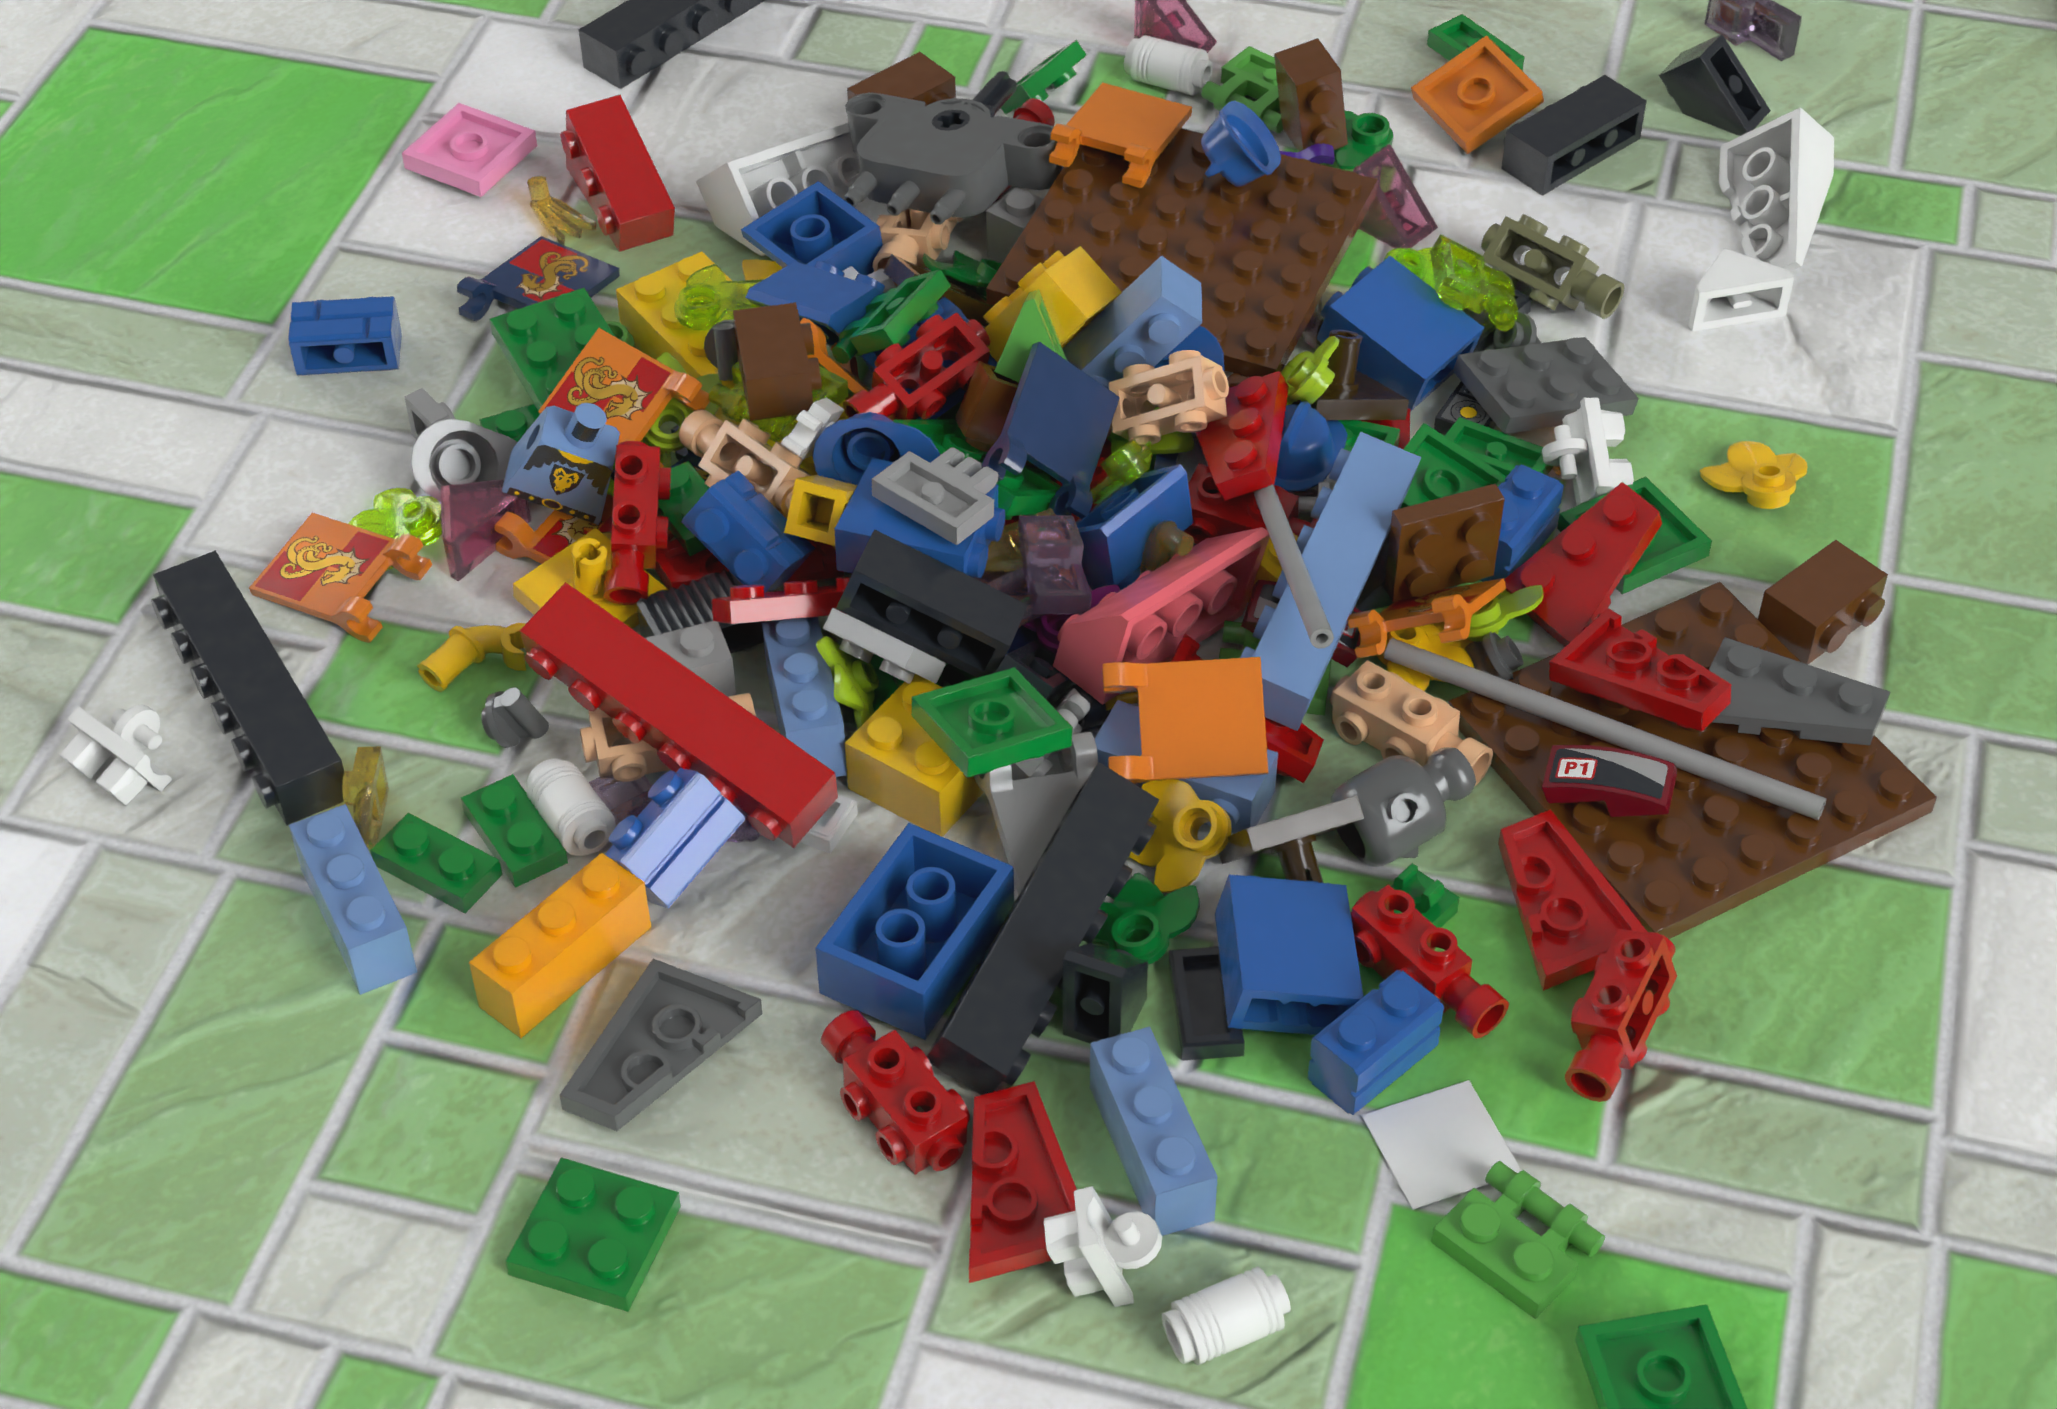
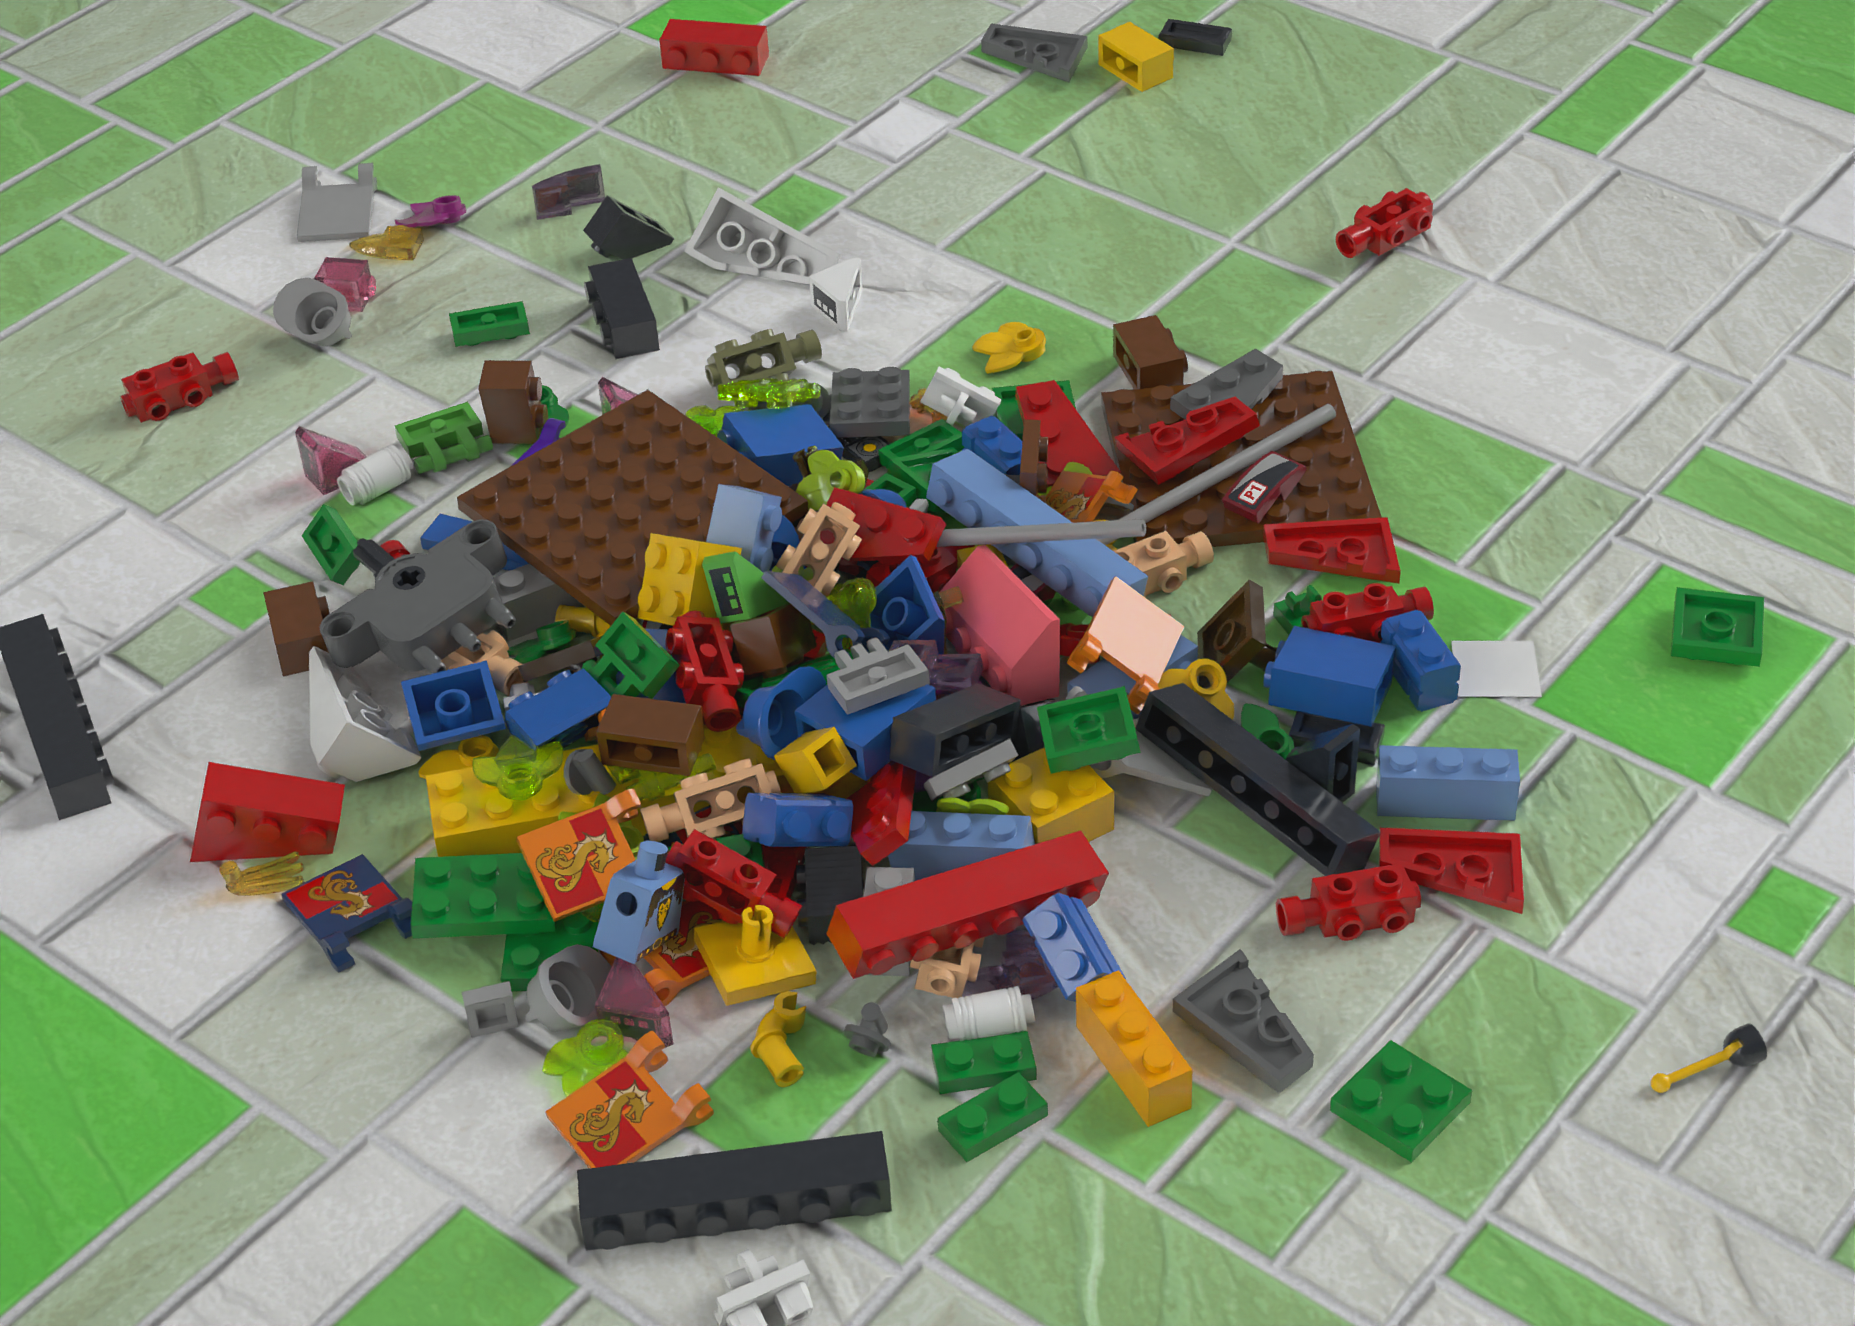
camera: 65 degrees left, 5 degrees down
(345, 335) = (328, 1043): blue brick -> none
(353, 899) = (1021, 1164): medium blue brick -> none
(367, 791) = (918, 1133): clear yellow plate -> none
(469, 149) = (130, 911): bright pink plate -> none
(810, 426) = (734, 738): white plate -> none
(915, 930) = (1224, 846): blue brick -> none
(1100, 1248) = (1542, 826): white hips -> none
(1122, 124) = (505, 482): orange flag -> none
(1226, 1316) = (1603, 795): white head -> none
(1240, 146) = (594, 432): blue piece -> none
(1403, 804) = (1217, 577): dark grey piece -> none
(1477, 94) = (550, 332): orange plate -> none
(1507, 1252) = (1590, 665): bright green plate -> none
(1618, 1008) = (1434, 544): red brick -> none

